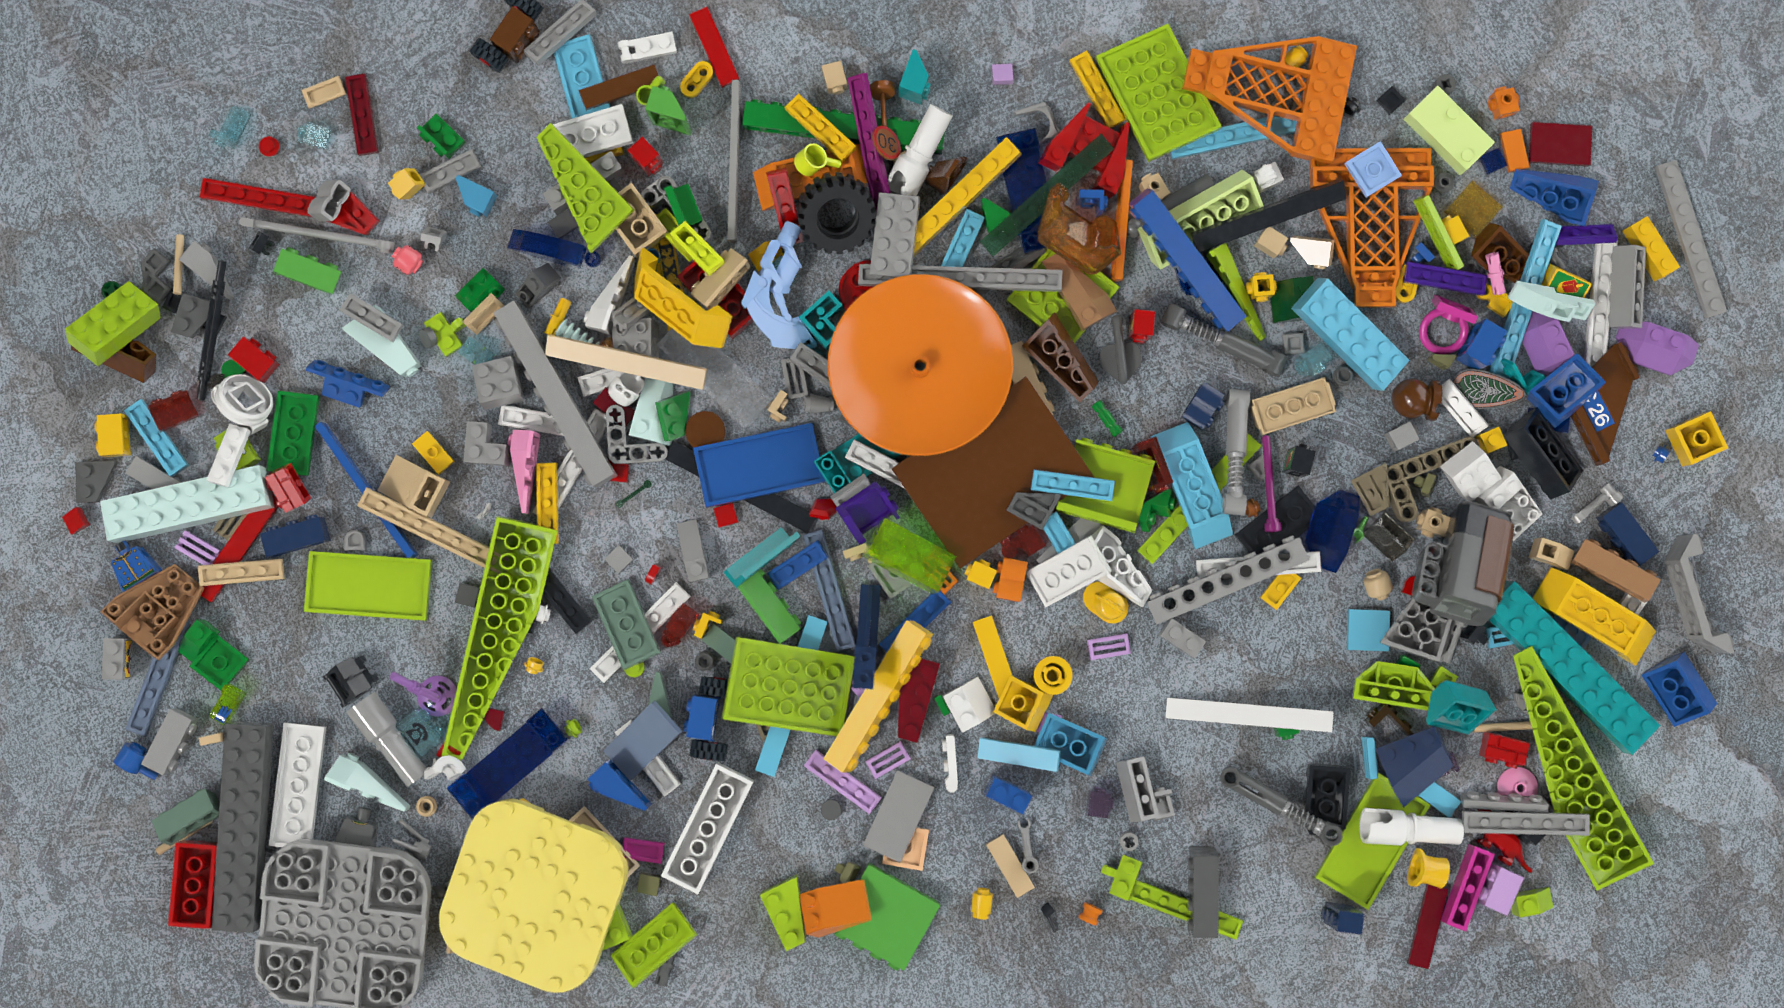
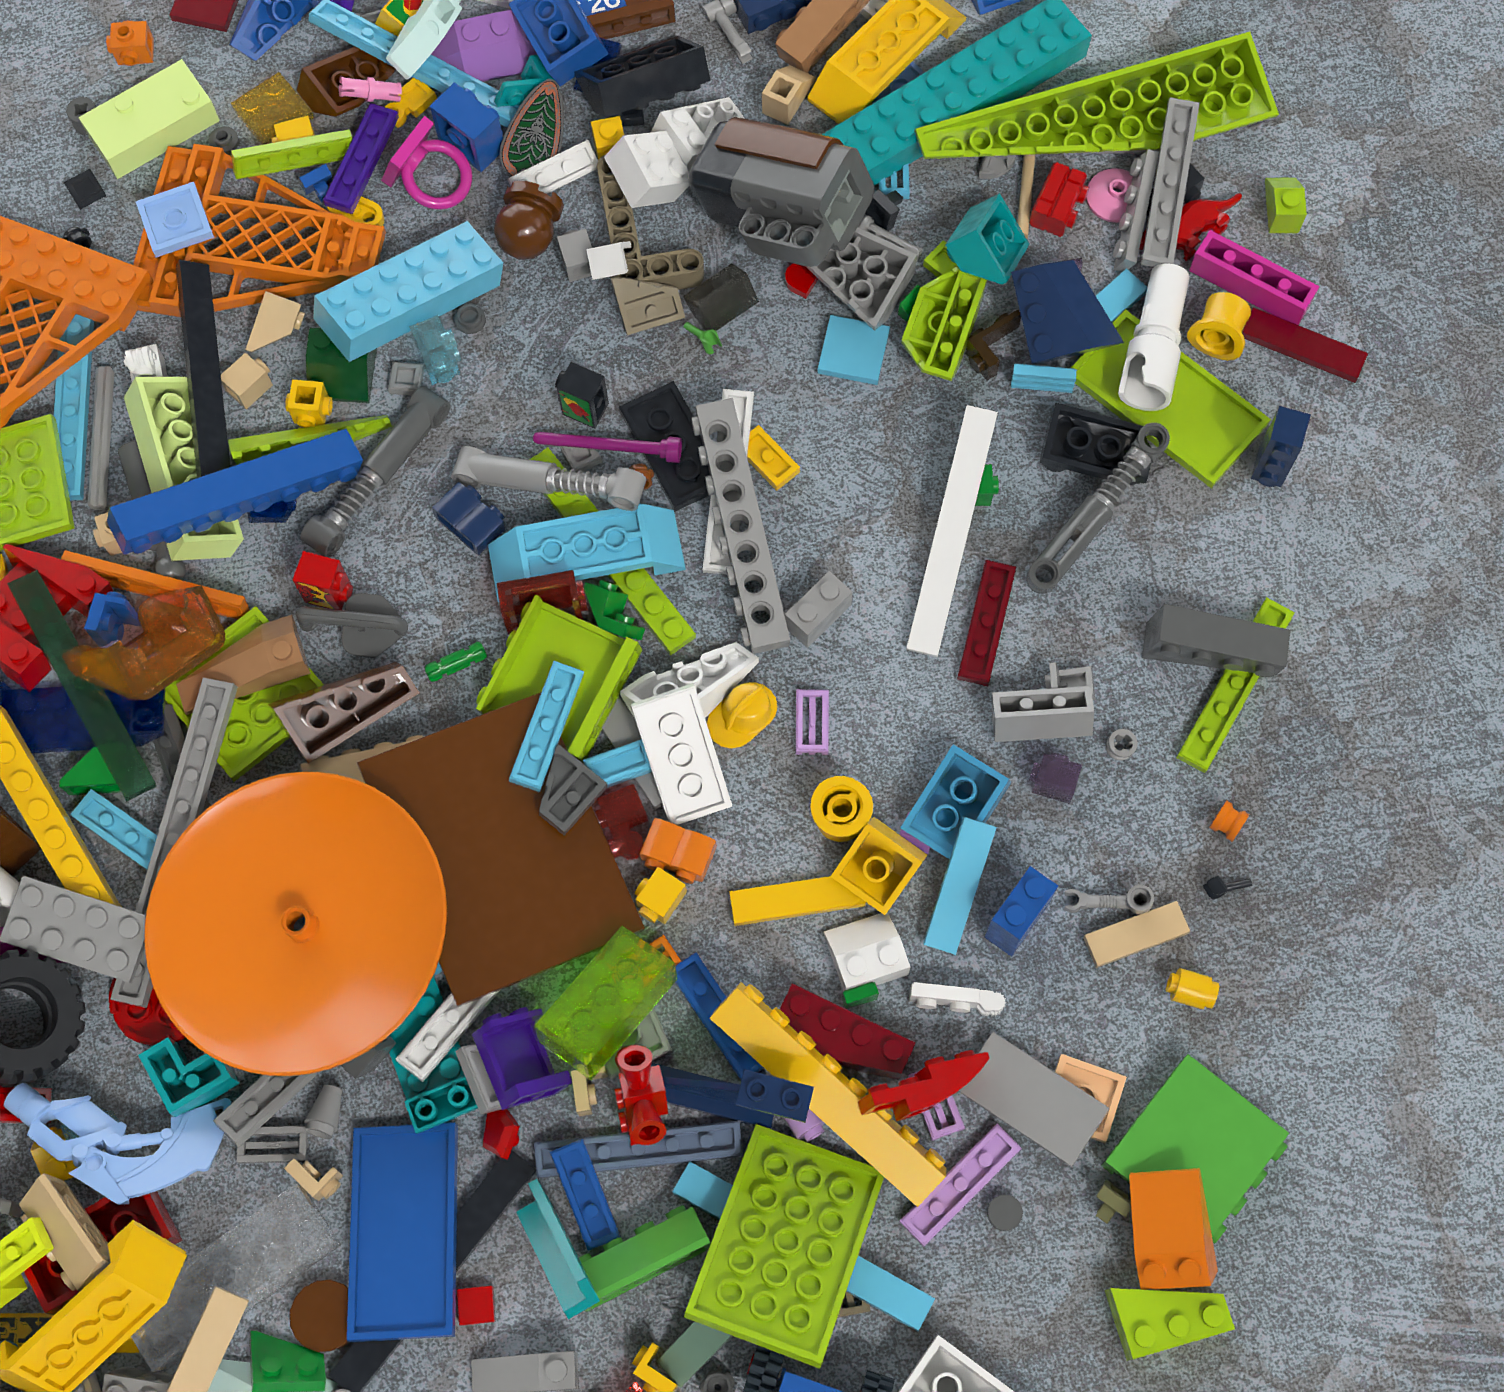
camera: 75 degrees left, 15 degrees down
(856, 587) = (640, 1095): none -> red brick
(891, 756) = (927, 1089): none -> red slope
(1124, 876) = (1177, 759): lime plate -> none
(1194, 745) = (986, 623): none -> dark red tile
(1215, 159) = (100, 438): none -> light grey axle
(1293, 406) = (498, 393): tan brick -> none
(1333, 528) = (693, 366): clear blue wedge -> none
(1378, 584) = (788, 323): tan head -> none
(1397, 459) = (608, 260): none -> white panel
(1426, 484) = (654, 235): olive tile -> none
(1432, 523) = (713, 233): tan brick -> none
(1441, 361) = (479, 184): olive slope -> none
(1493, 161) = (211, 74): clear blue tile -> none
(1500, 889) = (1264, 230): lavender brick -> none
(1514, 150) = (203, 45): orange tile -> none

